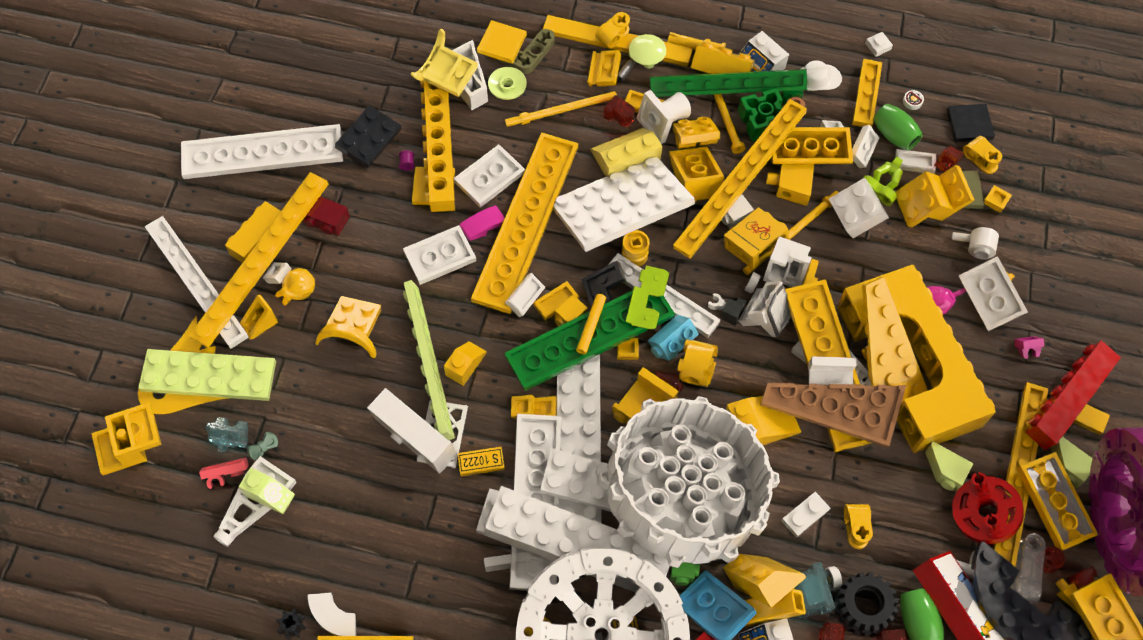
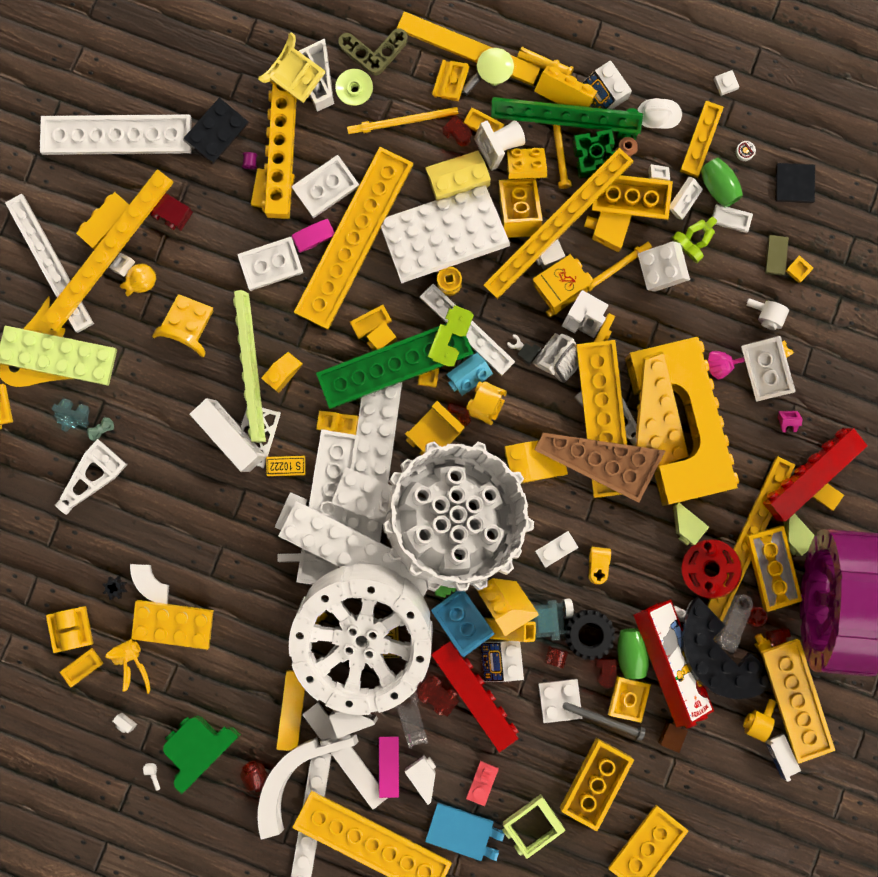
camera: 15 degrees right, 20 degrees up
(216, 471) = (66, 446): coral plate -> none
(258, 318) = (102, 308): yellow slope -> none
(266, 491) = (100, 474): yellowish green slope -> none
(501, 42) = (354, 40): yellow tile -> none
(525, 294) = (343, 314): white tile -> none
(591, 323) = (396, 355): yellow piece -> none
(602, 281) = (410, 313): black plate -> none
(614, 29) = (462, 42): yellow piece -> none
(752, 282) = (552, 326): white tile -> none
(831, 370) = (602, 429): white panel -> none
(934, 196) = (738, 262): yellow bracket -> none
(949, 156) = (766, 219): clear red leg -> none
(982, 152) = (796, 217): yellow piece -> none

